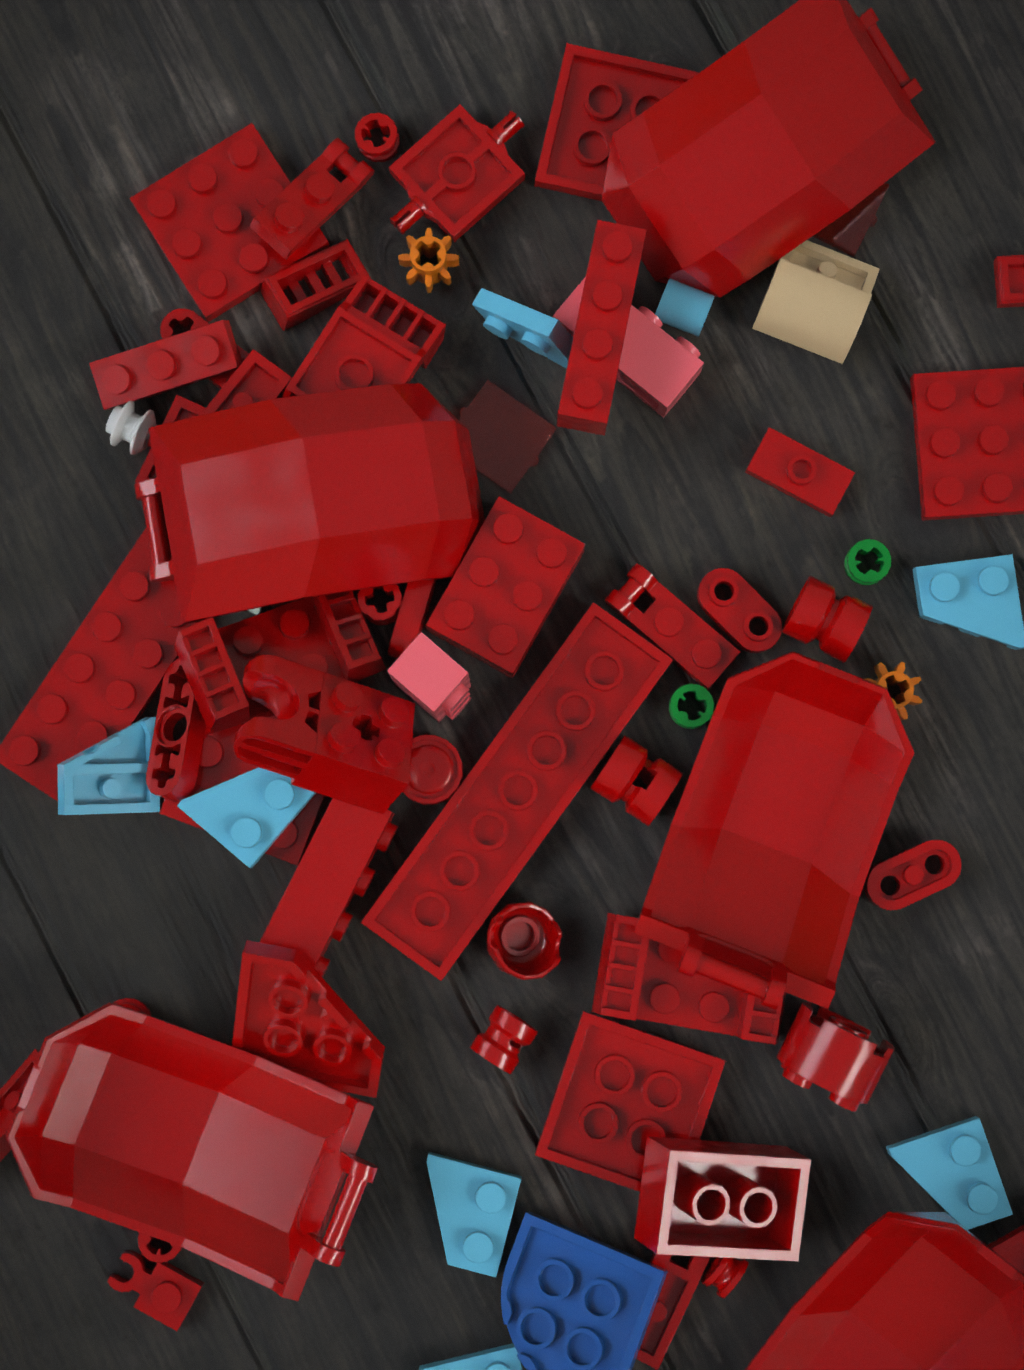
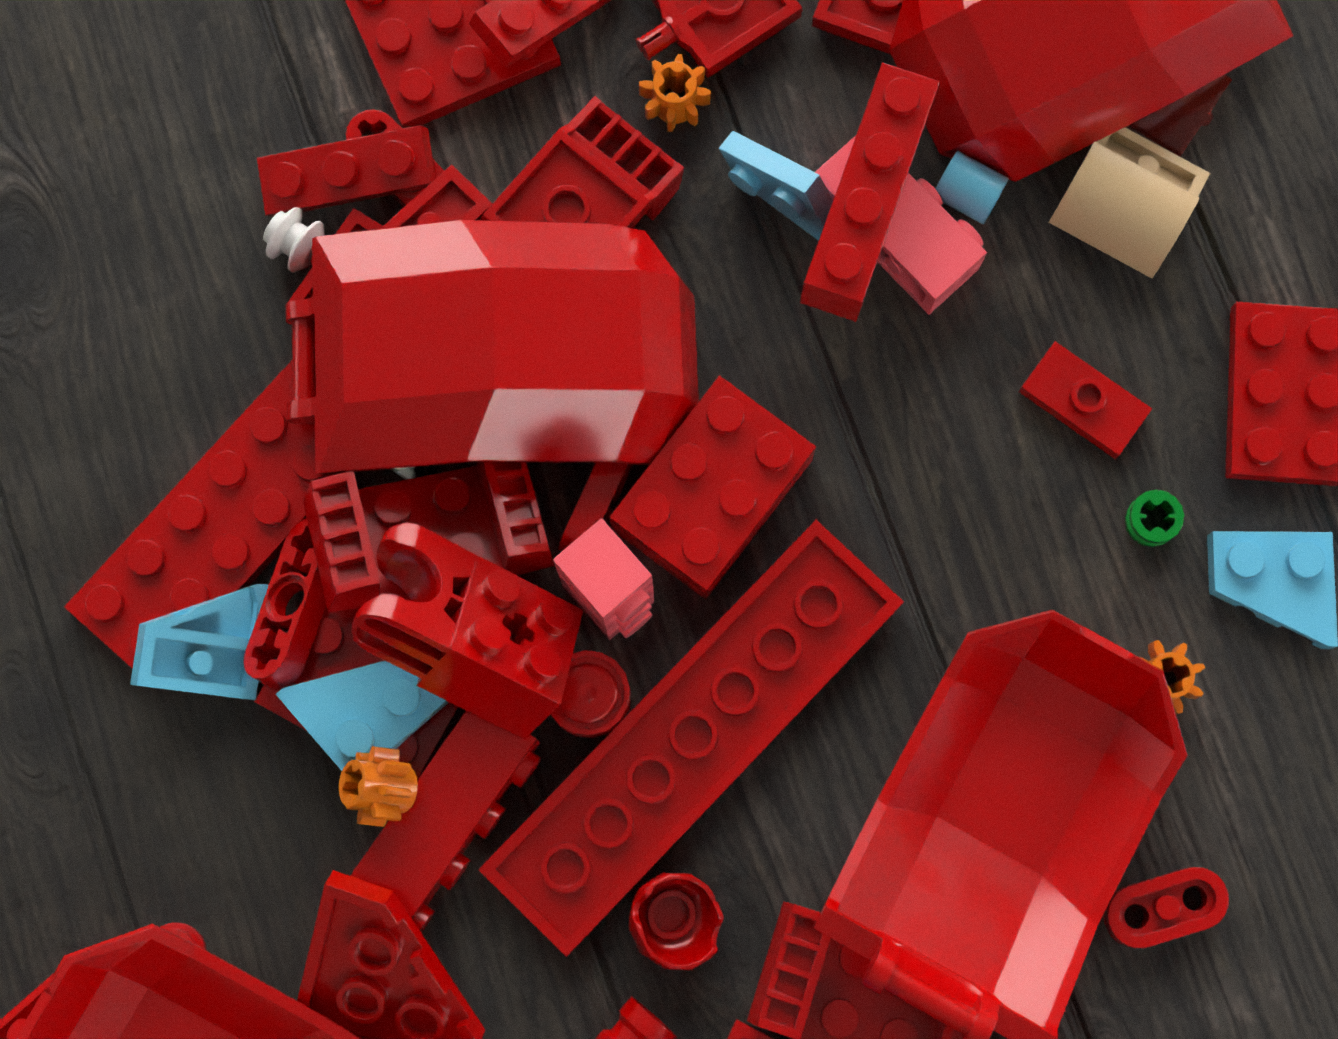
camera: 10 degrees right, 5 degrees down
(271, 868) = (378, 786): none -> orange gear
(306, 307) = (506, 92): red slope -> none
(370, 611) = (545, 473): red bush -> none
(504, 436) = (736, 310): clear red piece -> none
(622, 769) = (827, 722): red wheel -> none
(673, 627) = (908, 564): red plate -> none
(701, 695) = (931, 649): green bush -> none
(735, 614) = (988, 556): red plate -> none
(829, 620) = (1103, 582): red wheel -> none

